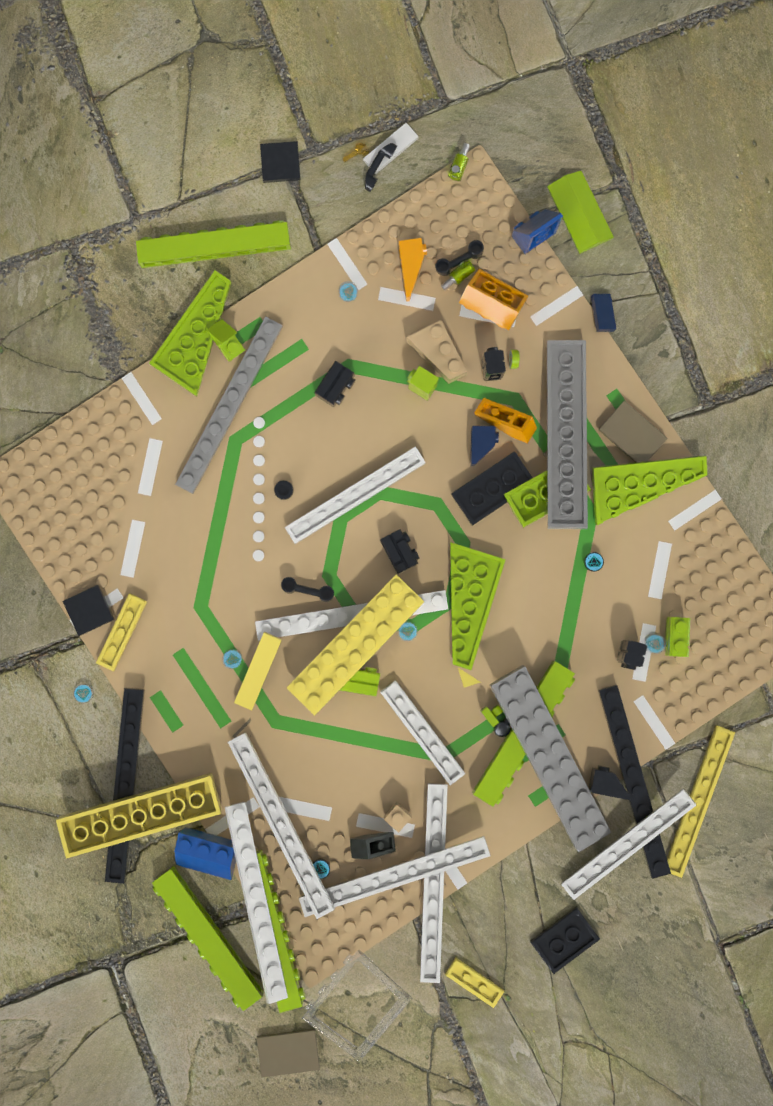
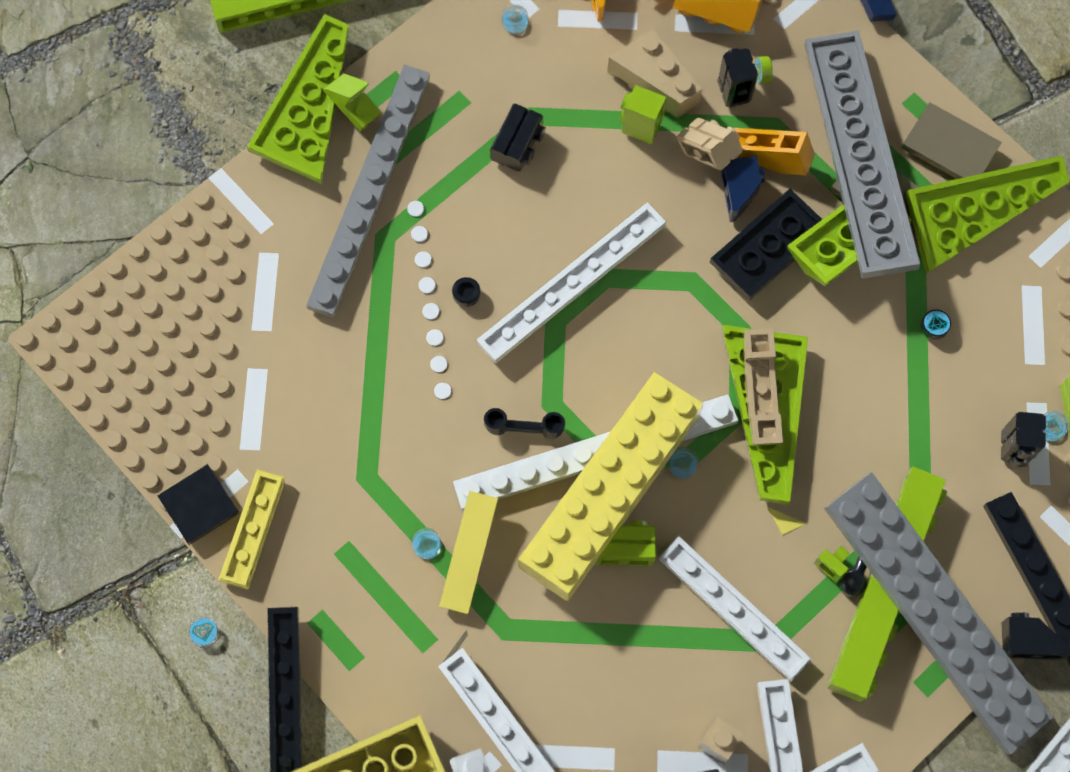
camera: 10 degrees left, 15 degrees down
(399, 551) = (650, 348): black brick -> none
(465, 412) = (710, 143): none -> tan brick
(467, 593) = (761, 387): none -> tan slope

